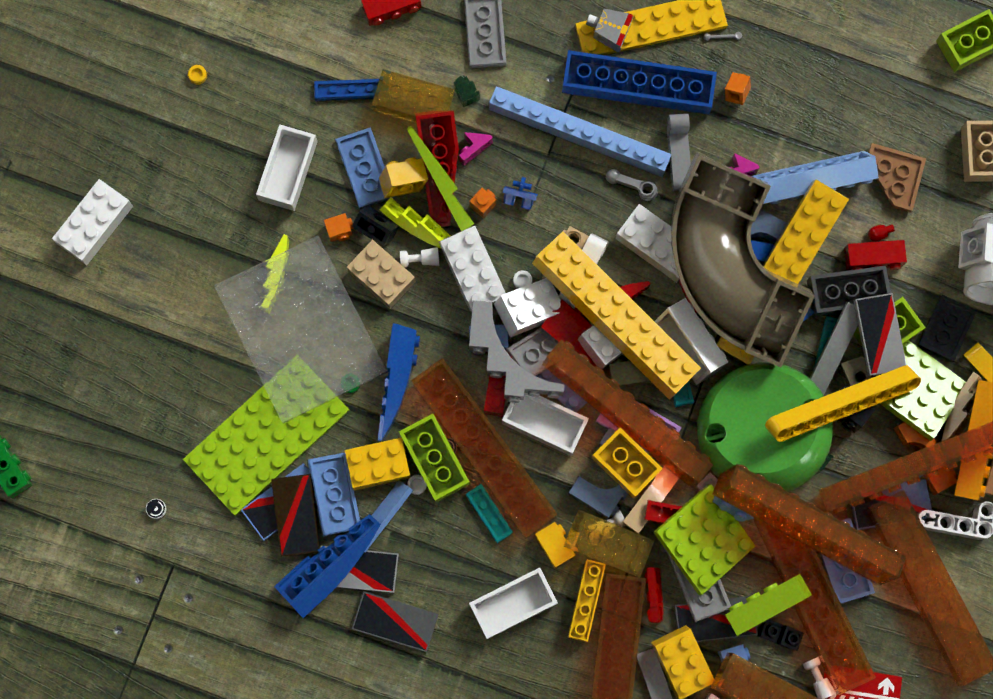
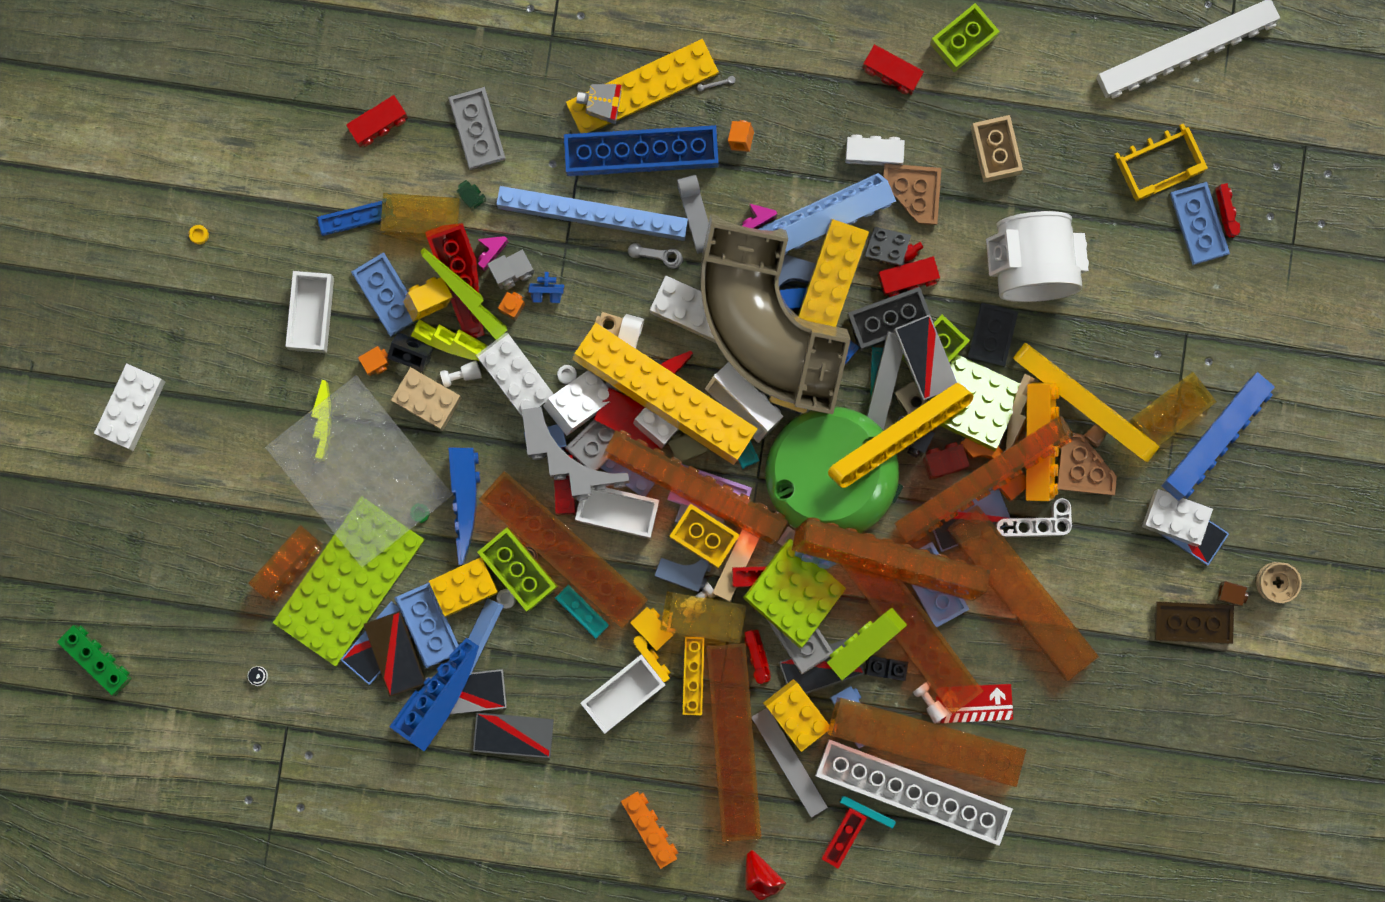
camera: 10 degrees left, 5 degrees up
(208, 403) = (285, 563): none -> clear orange brick
(489, 168) = (511, 269): none -> light grey brick
(549, 573) = (651, 657): none -> yellow hinge
(859, 222) = (887, 246): none -> dark grey hinge
(863, 129) = (874, 150): none -> white brick
(879, 441) = (946, 461): none -> clear red brick
(896, 57) = (892, 70): none -> red brick

